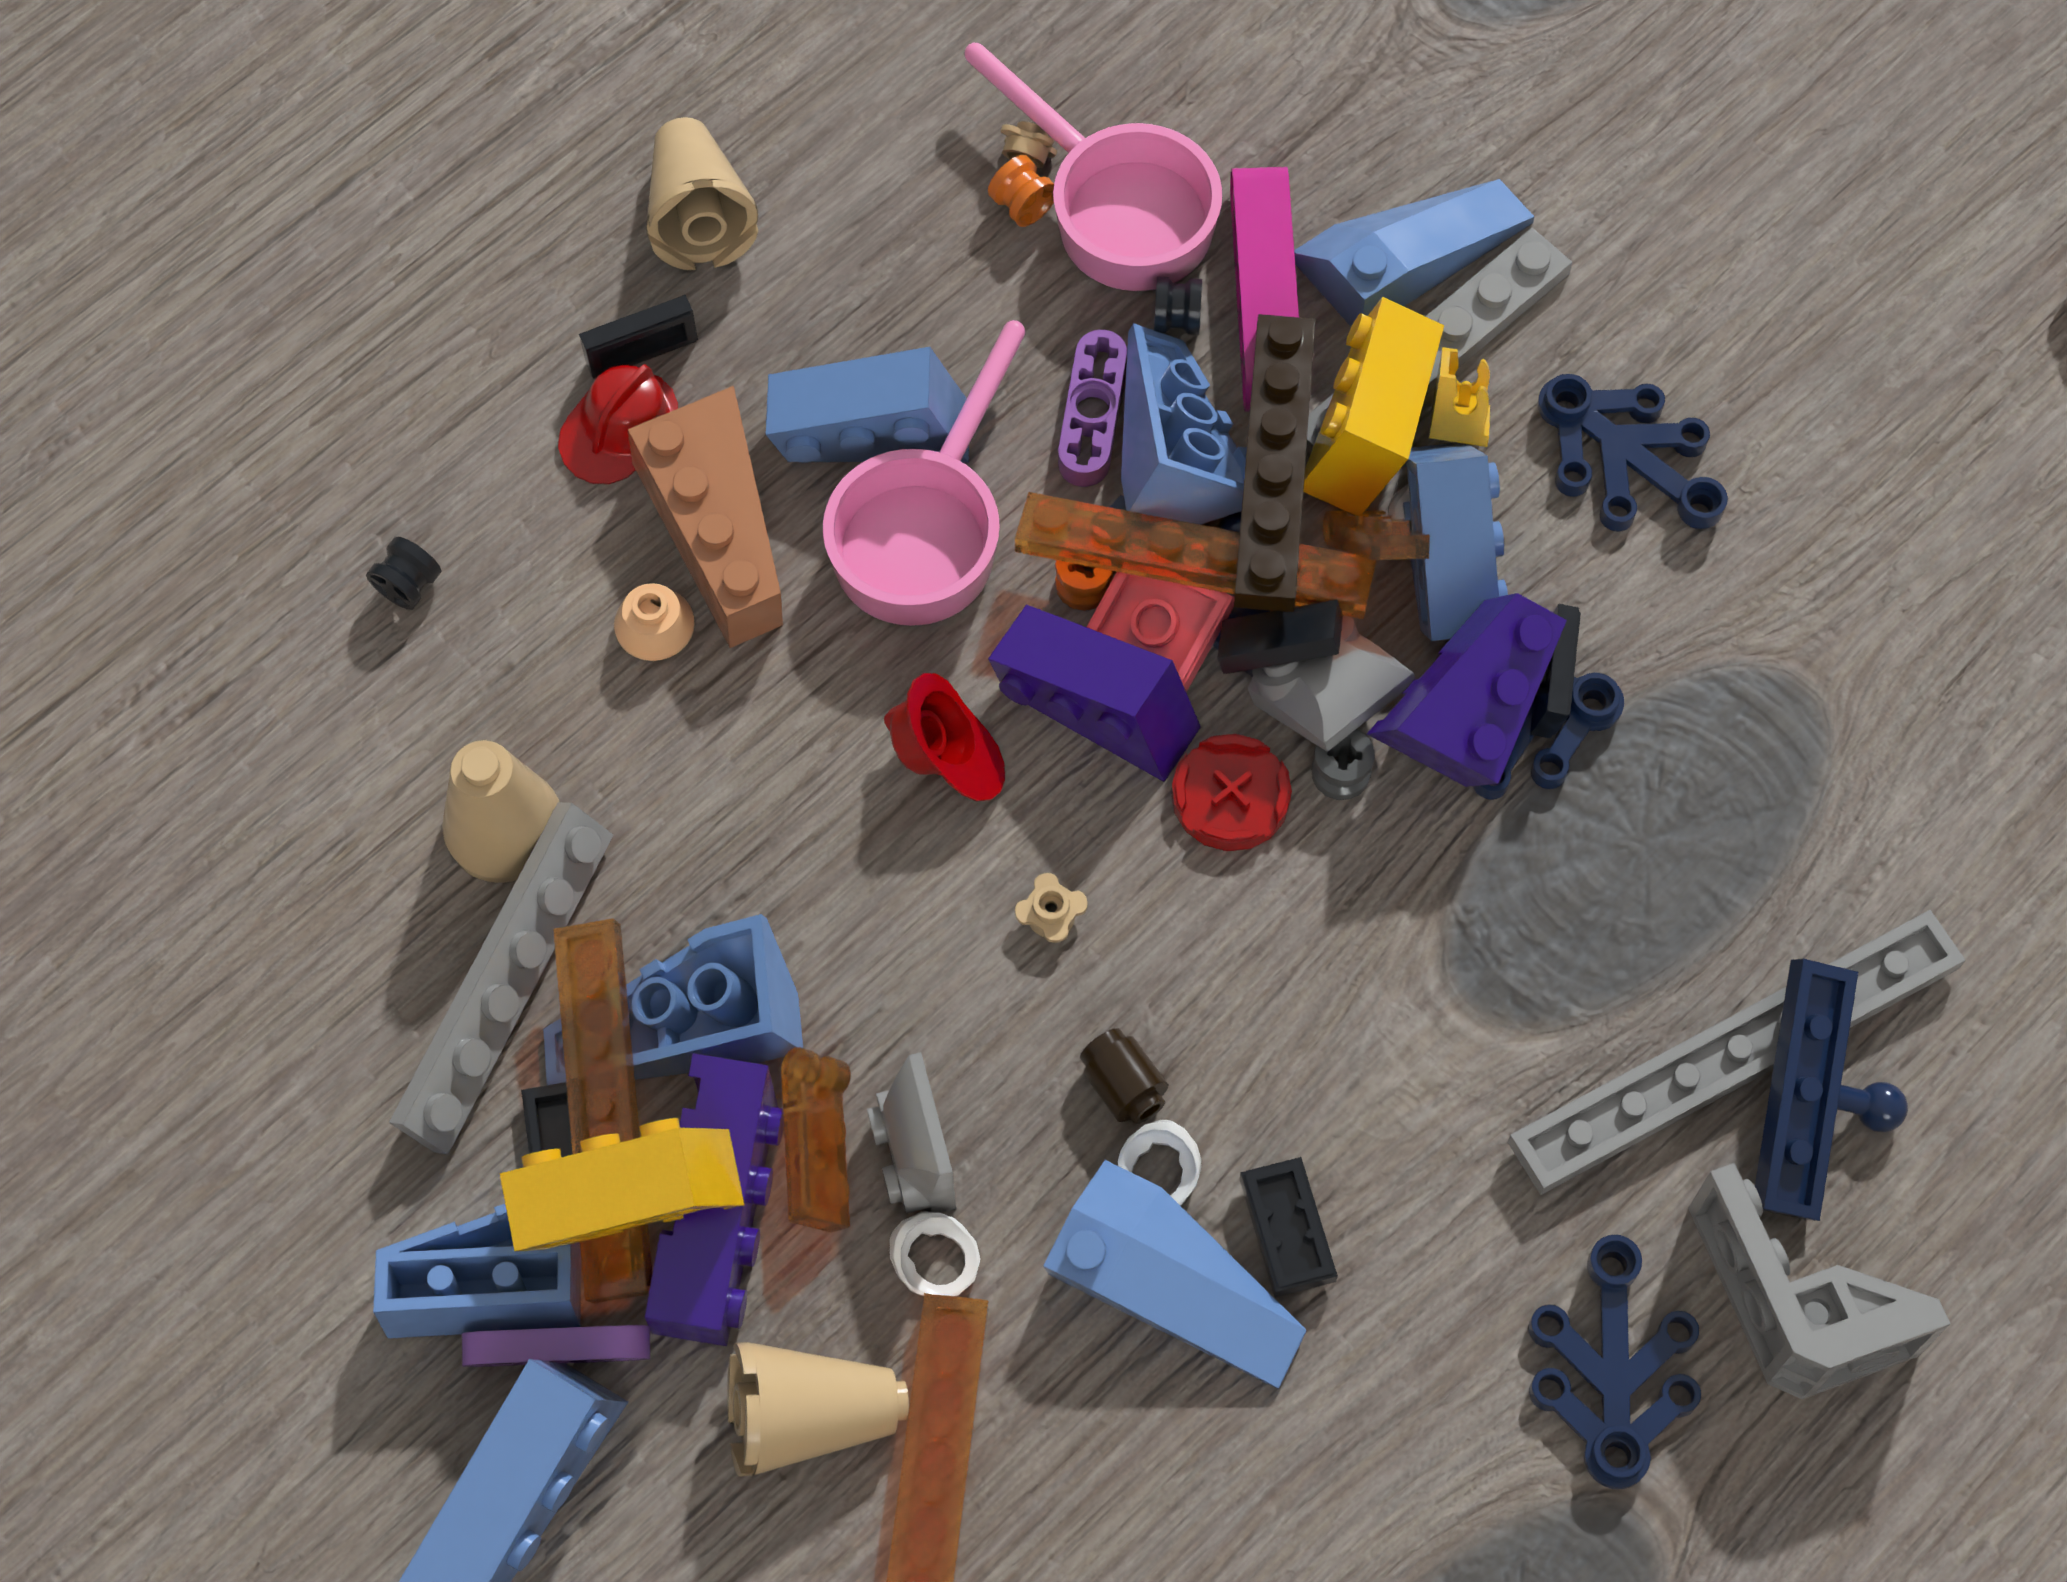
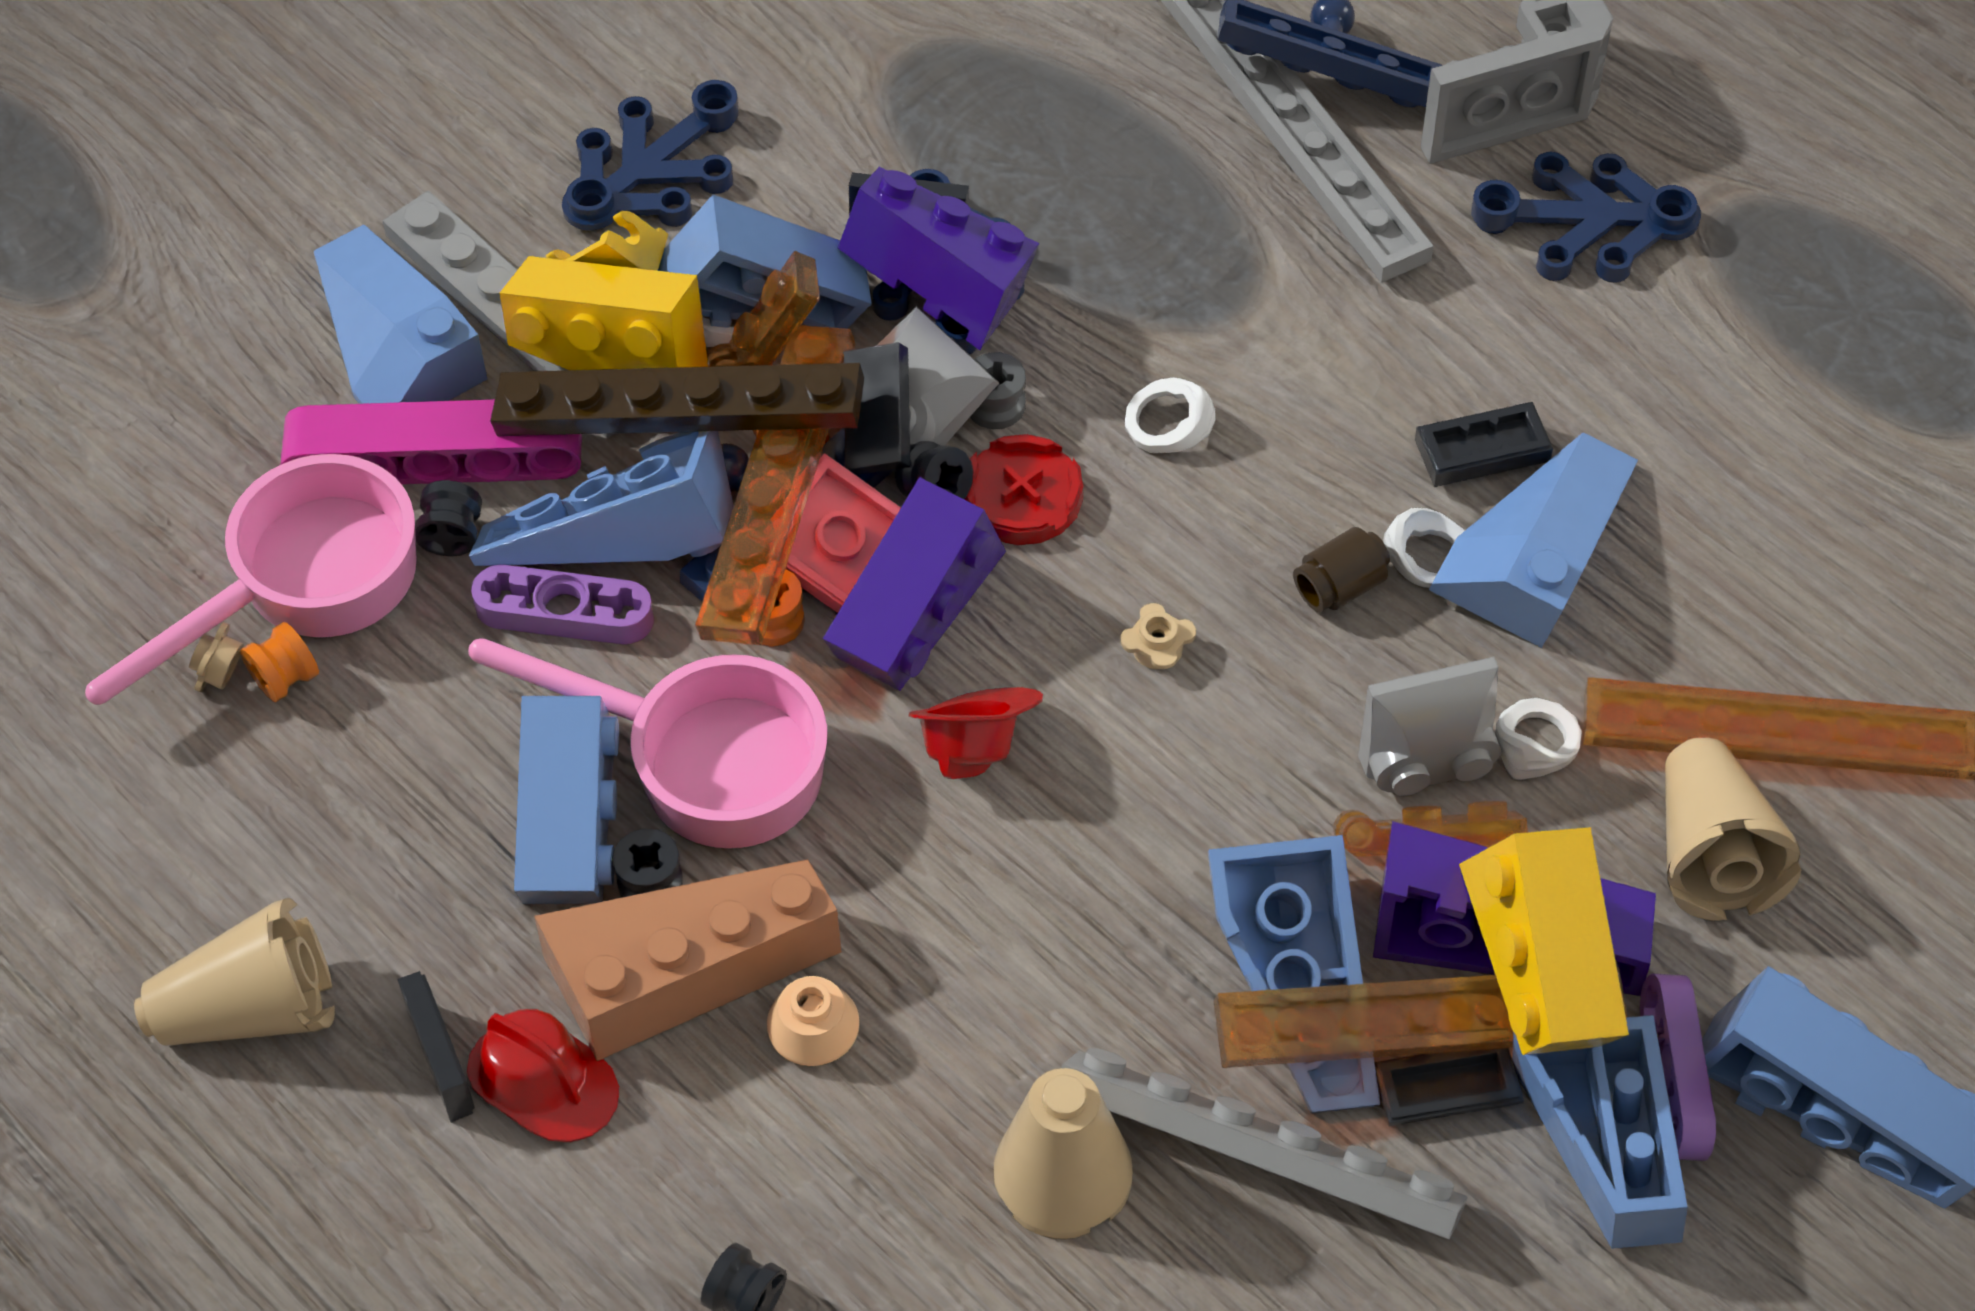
camera: 90 degrees left, 10 degrees down
(805, 501) = (643, 847): none -> black wheel
(1244, 704) = (939, 465): none -> black wheel
(1327, 953) = (1188, 432): none -> white piece

